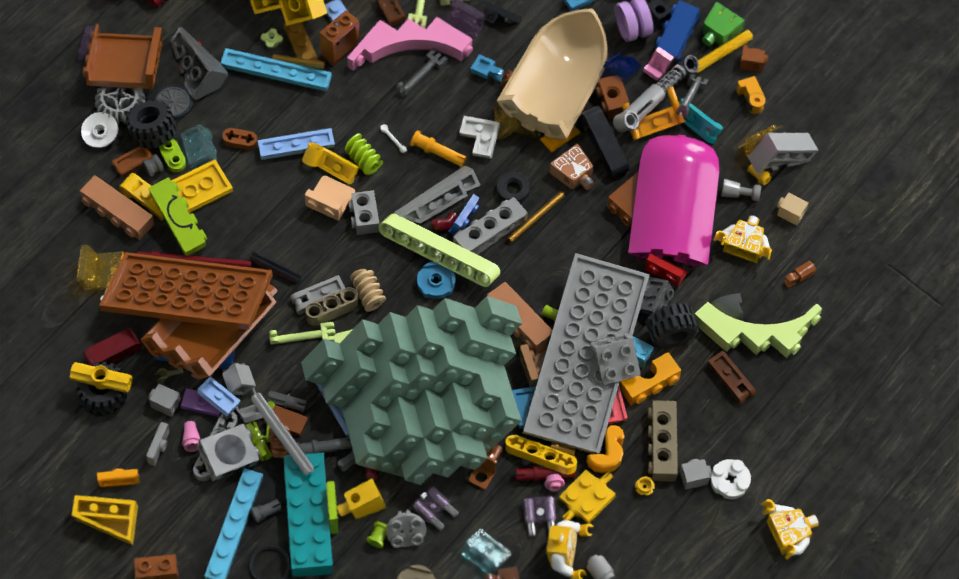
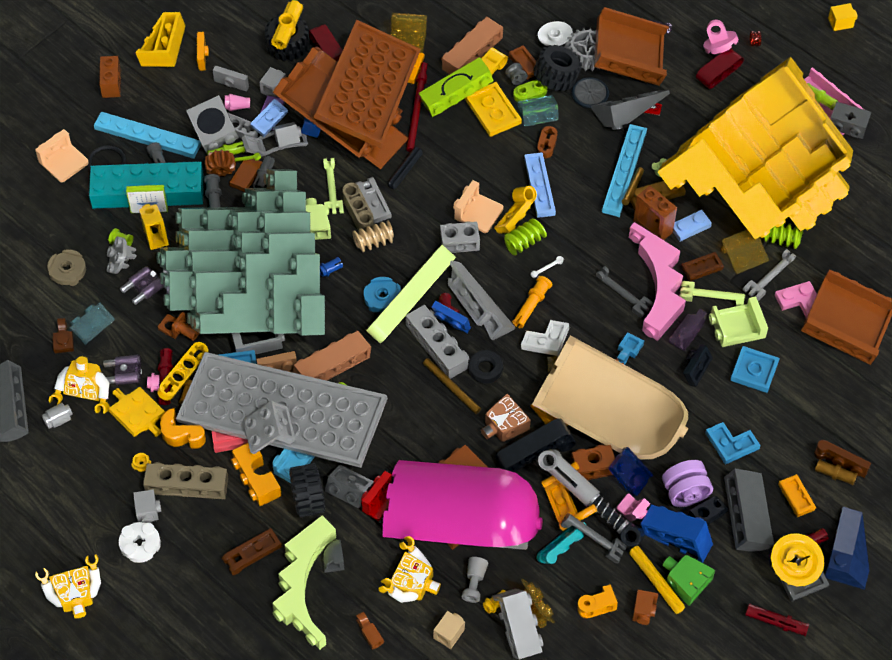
camera: 95 degrees right, 5 degrees down
(282, 434) = (216, 154): light grey axle -> none

